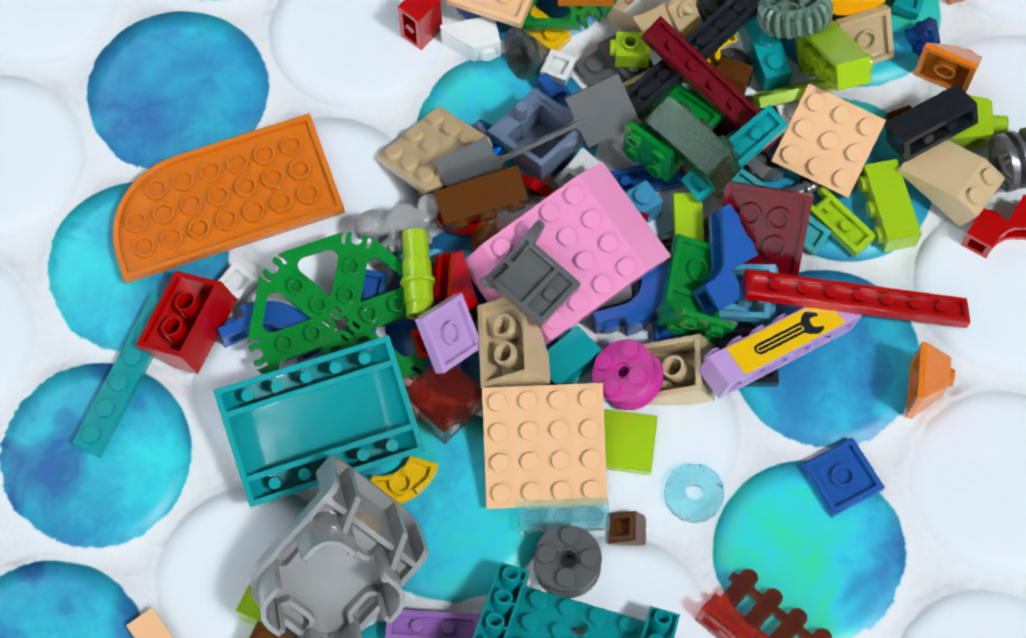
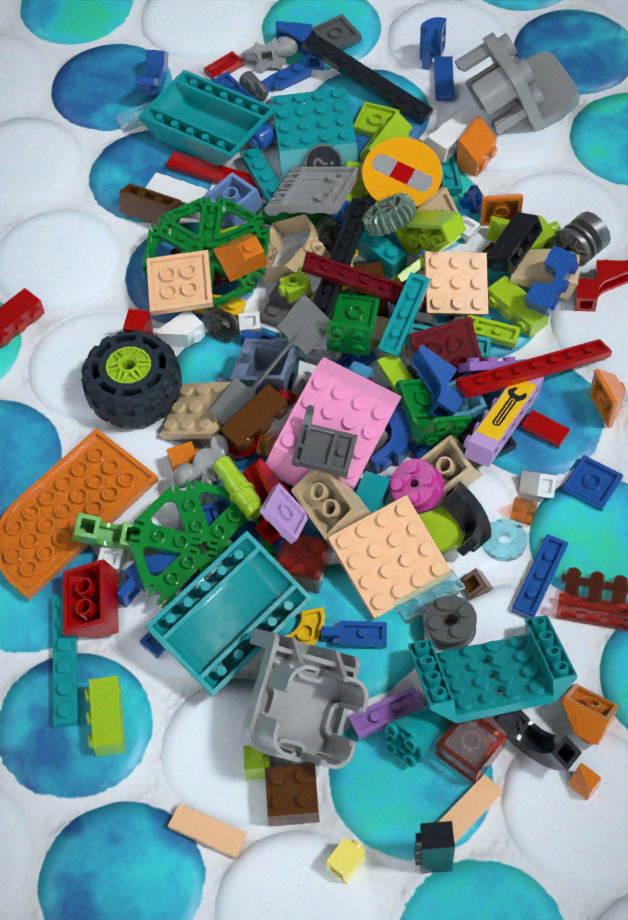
camera: 25 degrees left, 10 degrees down
(130, 464) = (105, 716): none -> lime brick
(241, 247) = (93, 531): none -> bright green arch
(378, 73) = (131, 379): none -> black wheel
(384, 196) = (181, 454): none -> orange brick
(455, 517) = (356, 634): none -> blue hinge
(668, 446) = (470, 517): none -> black arch
(695, 143) = (384, 317): clear green brick -> none
(707, 560) = (540, 577): none -> blue tile
(736, 470) = (523, 510): none -> clear orange tile
(774, 445) = (537, 484): none -> white panel
(805, 267) = (490, 363): none -> medium lavender plate
(828, 380) = (545, 428): none -> red tile
(891, 70) = (471, 226): none -> white plate
(925, 216) = (545, 297): none -> blue arch
(928, 88) = (496, 227): none -> lime slope

